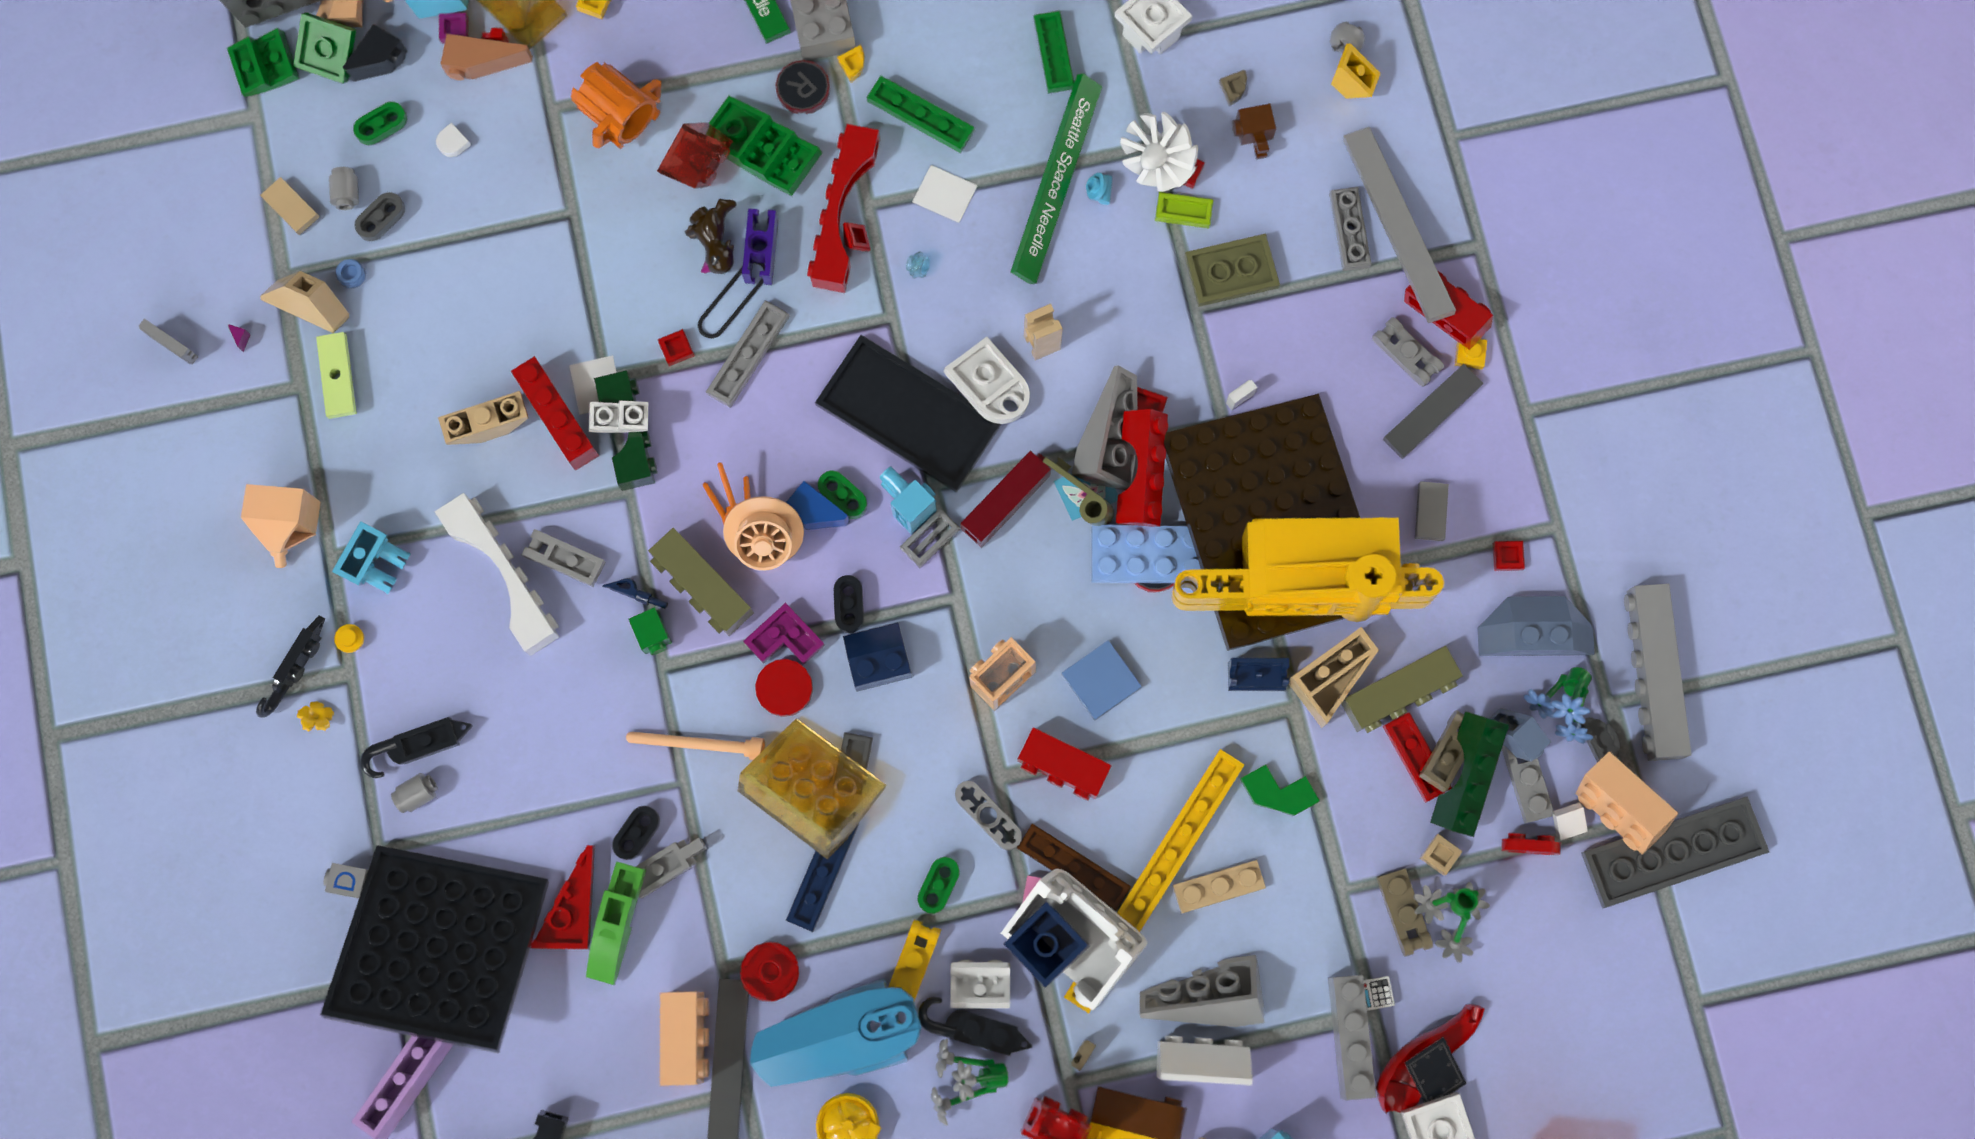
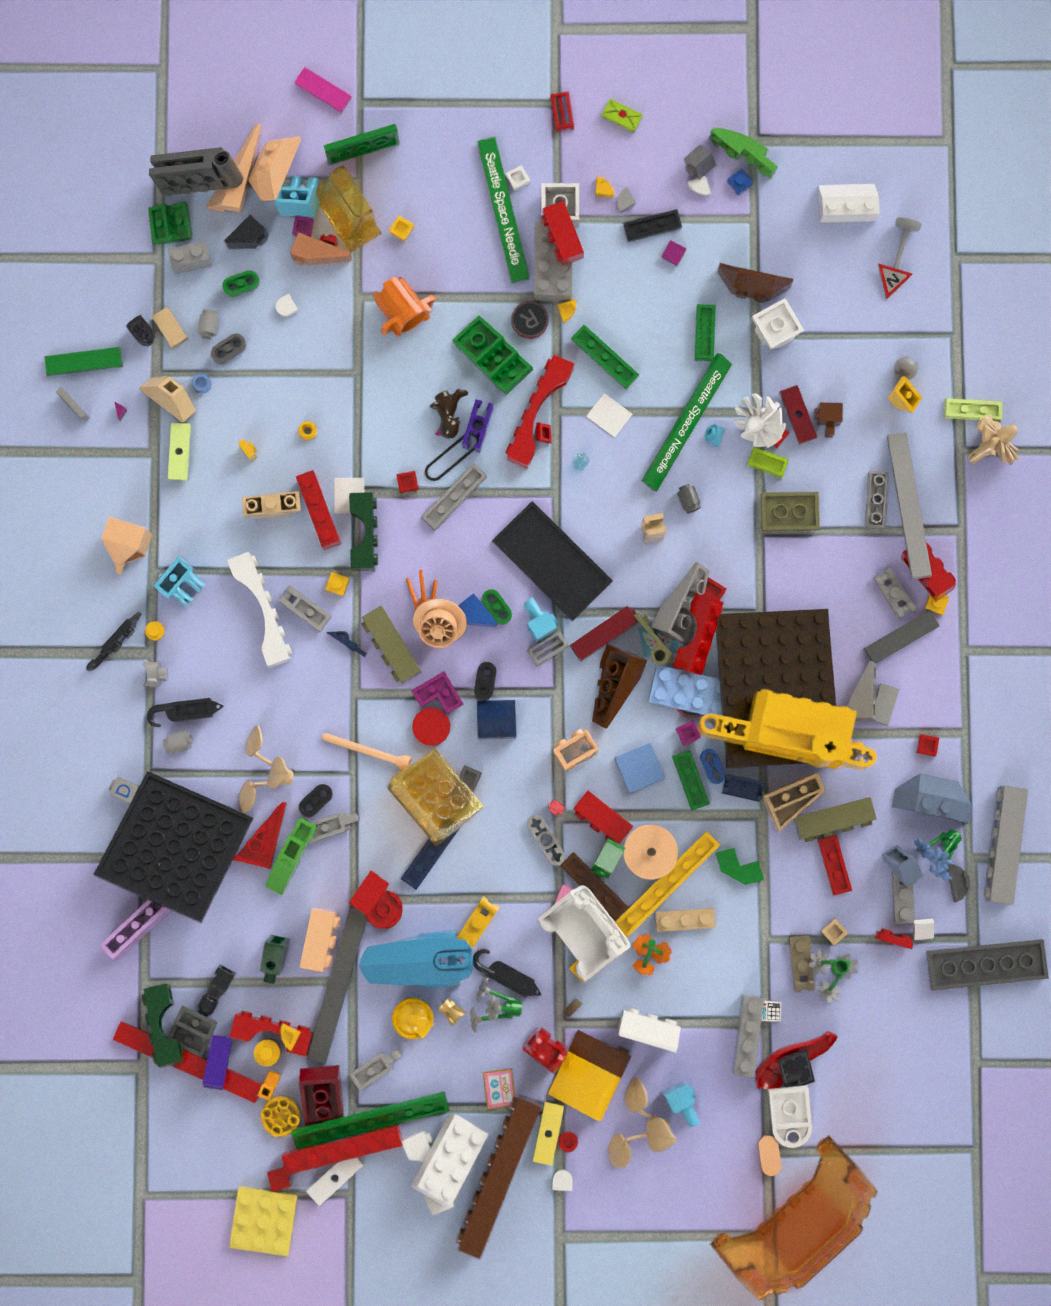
camera: 10 degrees right, 5 degrees up
(173, 279) = (83, 361): none -> green tile
(248, 217) = (141, 331): none -> rock
(299, 102) = (189, 257): none -> light grey brick
(316, 716) = (123, 677): yellow plant -> none
(323, 47) = (214, 223): plate -> none
(360, 699) = (155, 673): none -> light grey piece
(436, 350) = (248, 449): none -> yellow plate
(513, 299) = (307, 424): none -> yellow plate
(571, 806) = (278, 771): none -> tan plant
(604, 513) = (337, 584): none -> yellow plate
(618, 417) = (360, 523): white slope -> none
(620, 1069) = (274, 950): none -> dark green torso
(650, 631) = (352, 670): green brick -> none
(695, 155) = (448, 355): clear red slope -> none
(742, 951) = (369, 893): none -> red panel
(903, 1101) = (451, 1011): none -> pearl gold piece
(938, 885) = (504, 878): green plate -> none
(980, 984) = (516, 948): white bracket -> none
(988, 381) = (609, 551): white plate -> none
(992, 764) = (556, 807): none -> coral plate
(1041, 557) = (618, 678): none -> reddish brown wedge
(1046, 944) = (565, 933): dark blue slope -> none
(1084, 283) = (689, 498): none -> dark grey brick
(1085, 821) = (607, 859): none -> slope
(1145, 796) = (650, 852): none -> light nougat piece
(1160, 614) = (688, 733): none -> magenta plate
(1171, 938) = (646, 946): none -> orange plant
(1179, 681) = (690, 780): none -> green tile
(1202, 122) = (794, 404): none -> dark red tile
(1211, 650) = (716, 764): none -> blue beam
(1218, 996) = (668, 990): light grey wedge -> none
(1233, 86) = (821, 383): dark tan tile -> none
(1241, 394) = (775, 598): white tile -> none
(1402, 501) = (864, 696): none -> light grey slope
(1445, 757) = (856, 866): dark tan plate -> none
(1454, 77) = (972, 409): none -> yellowish green tile
(1463, 804) = (877, 867): dark green arch -> none
(1498, 107) = (995, 440): none -> tan piece
(1625, 803) = (961, 926): light nougat brick -> none

